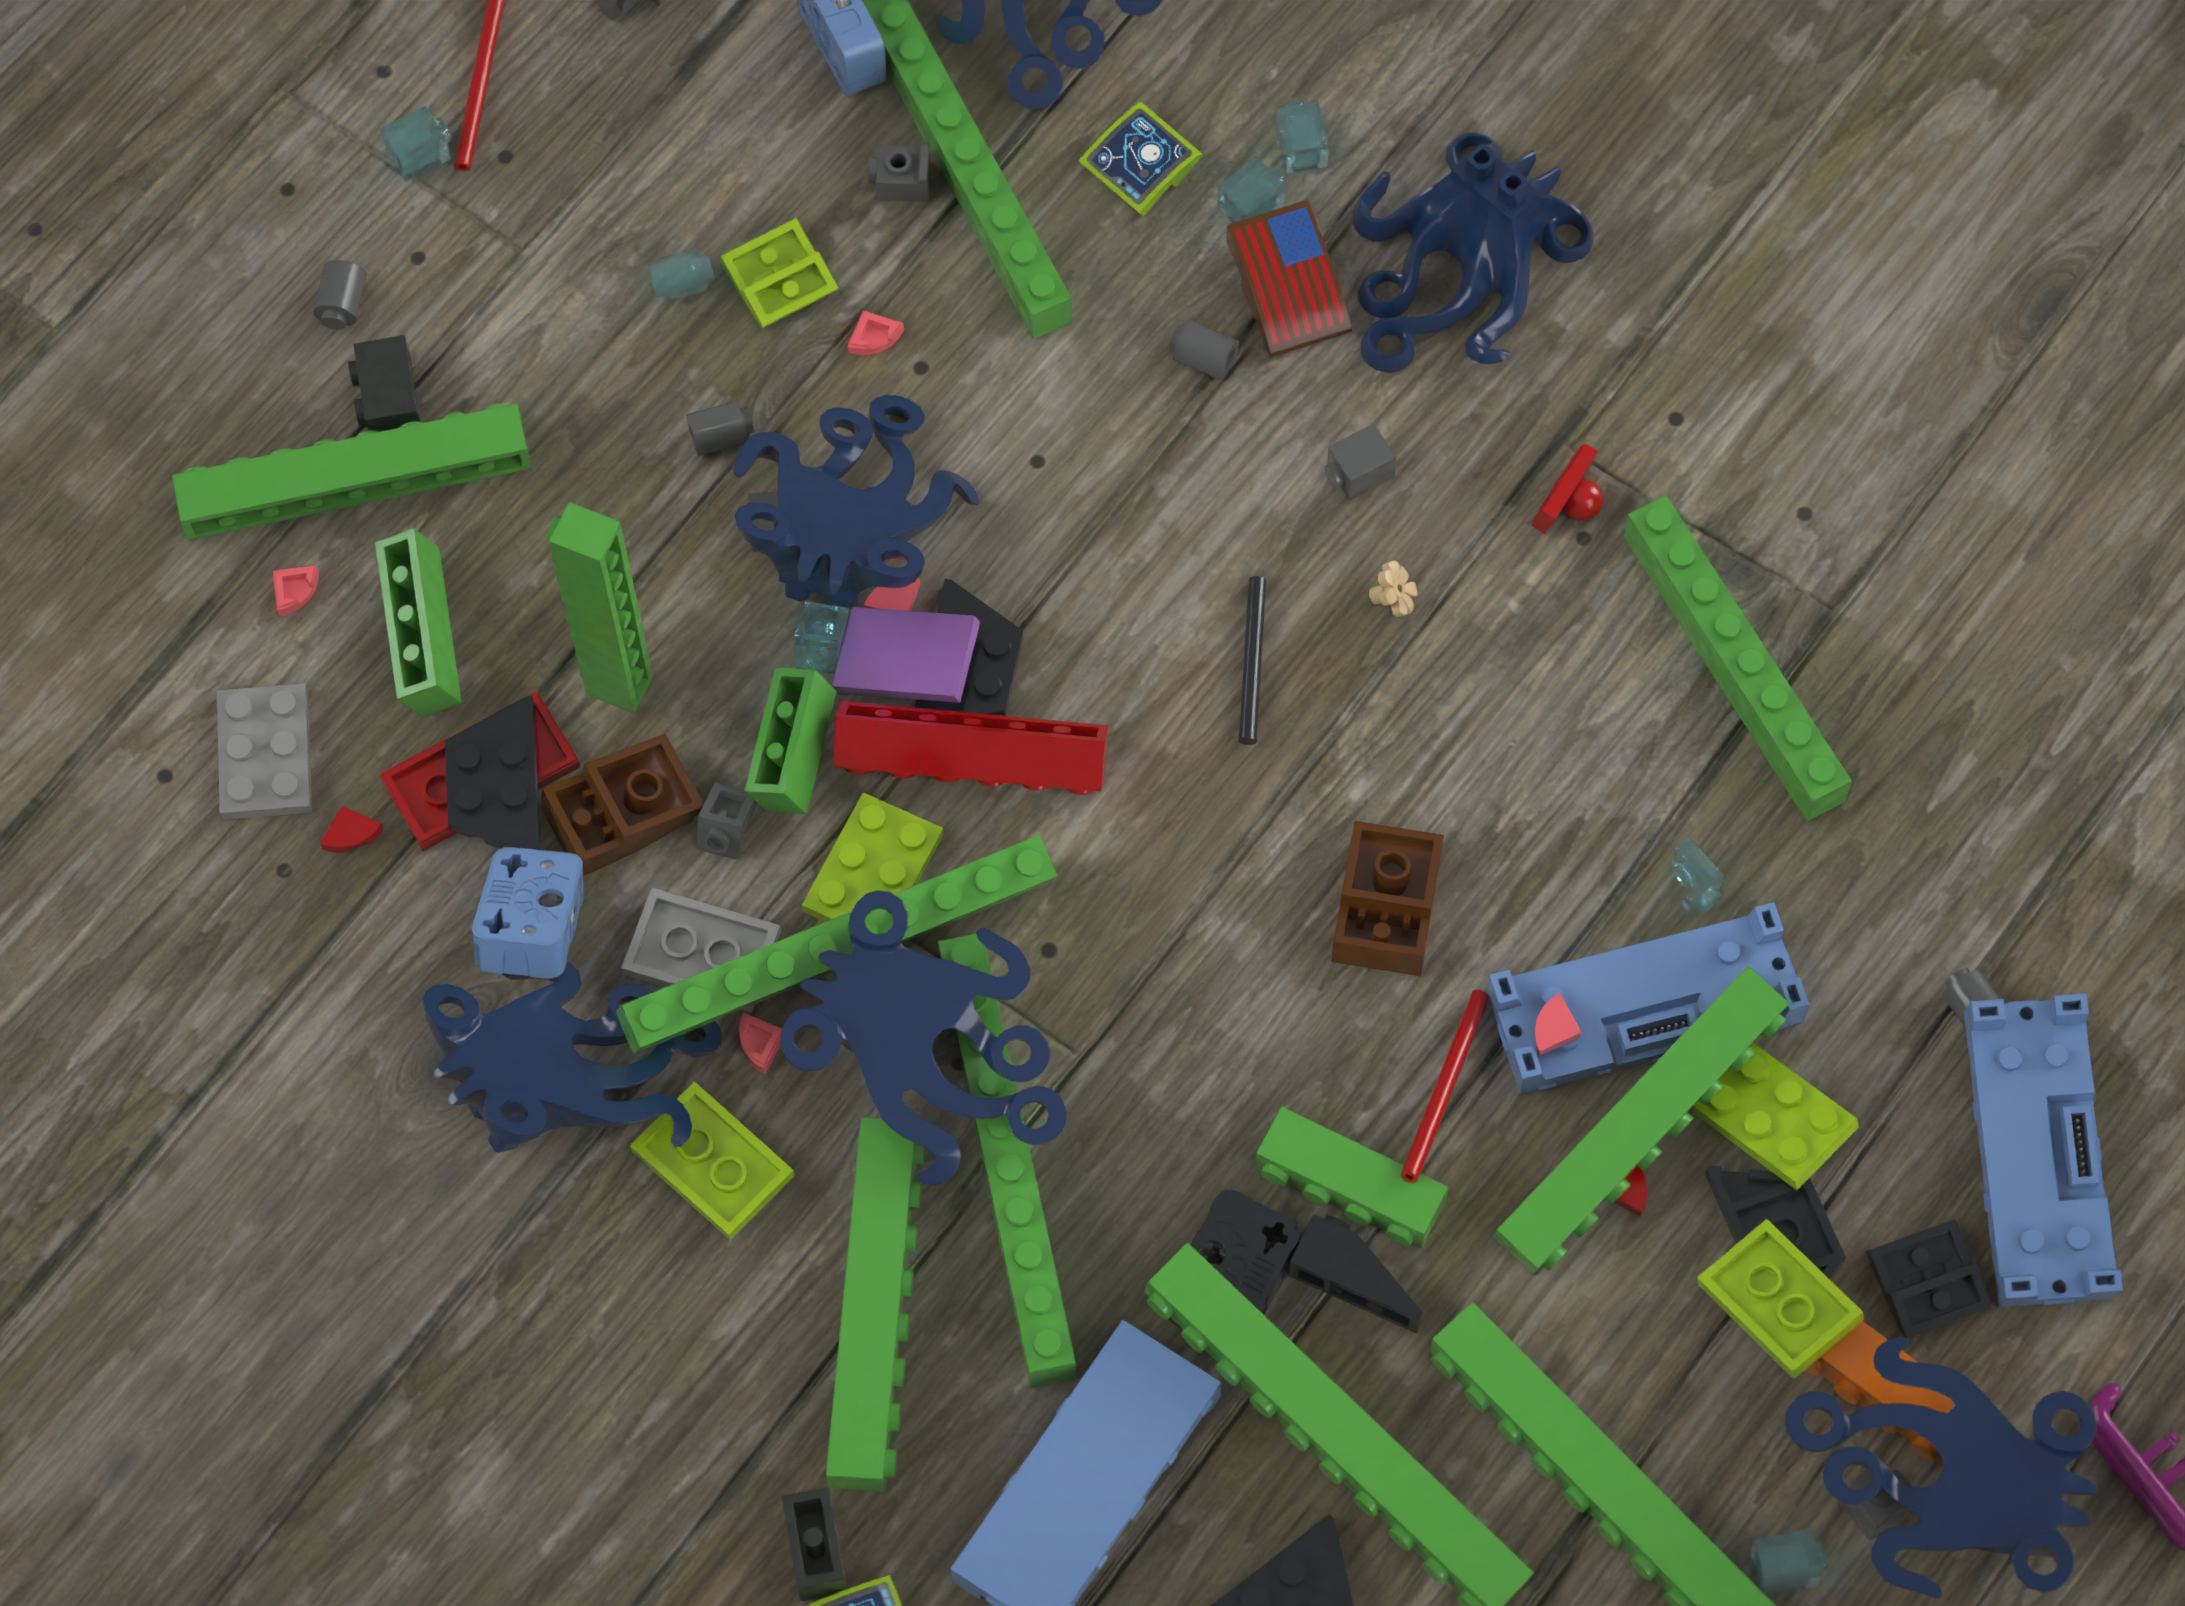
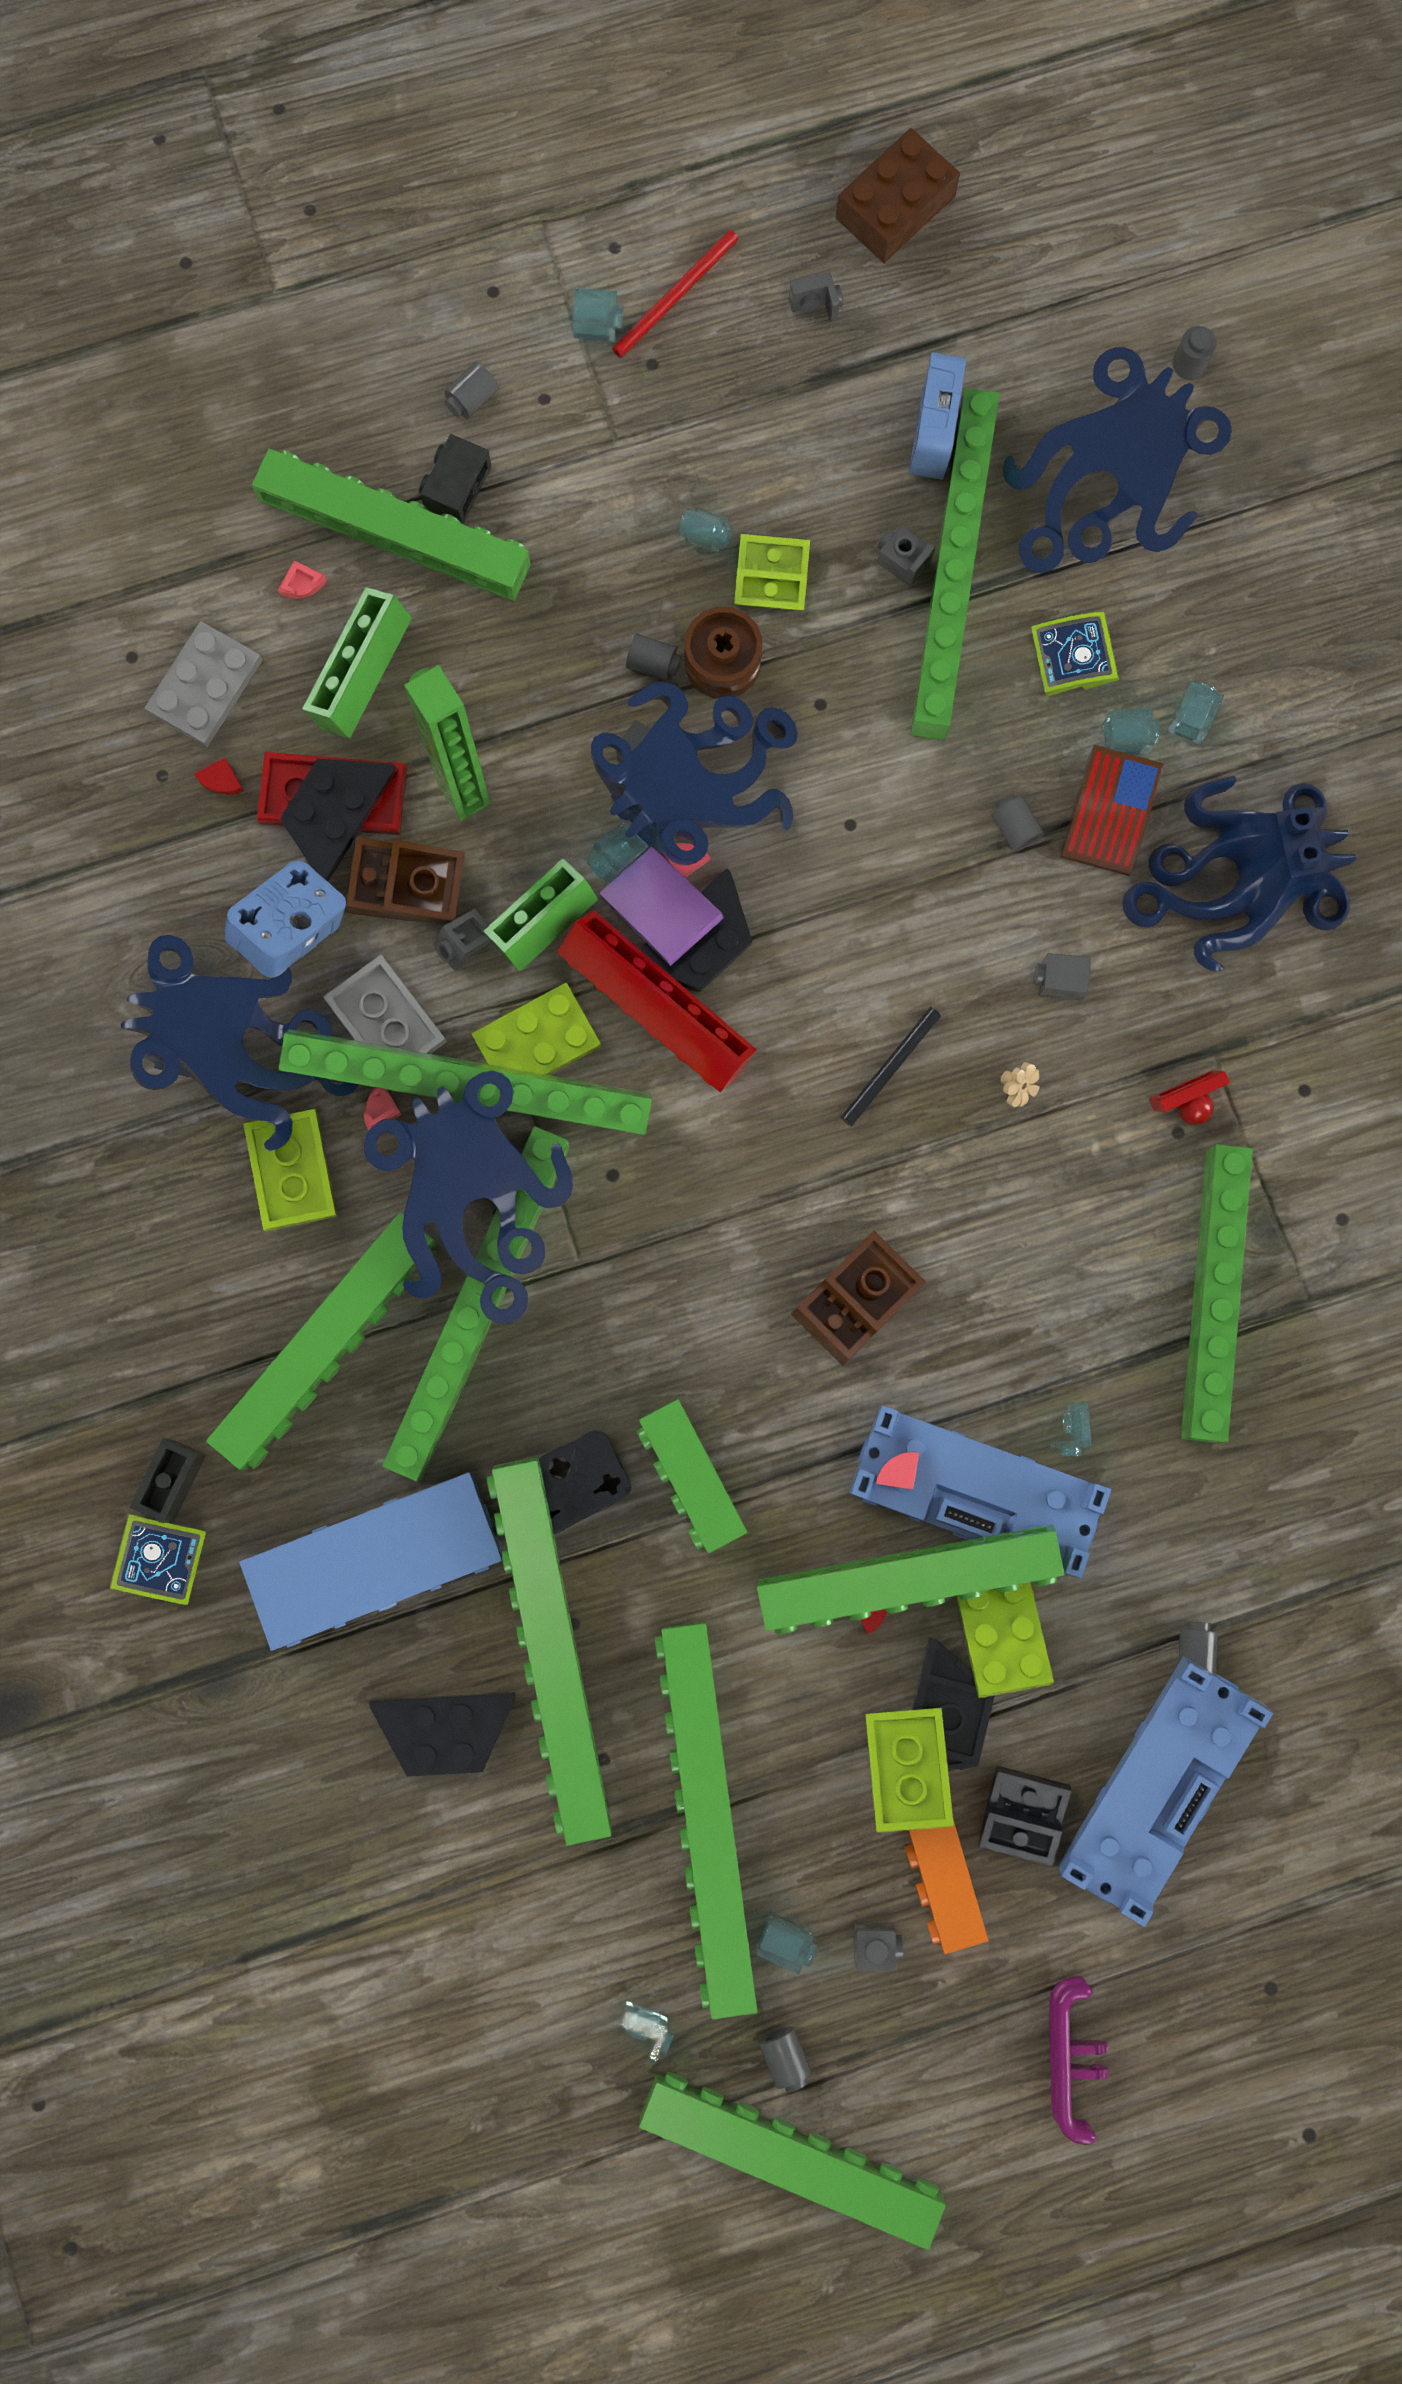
camera: 30 degrees right, 15 degrees up
(788, 376) = (723, 652): none -> reddish brown wheel
(874, 334) = (805, 659): coral tile -> none
(1345, 1268) = (643, 1532): black slope -> none
(1444, 1086) = (797, 1459): red piece -> none
(1994, 1482) = (950, 2013): dark blue hips -> none

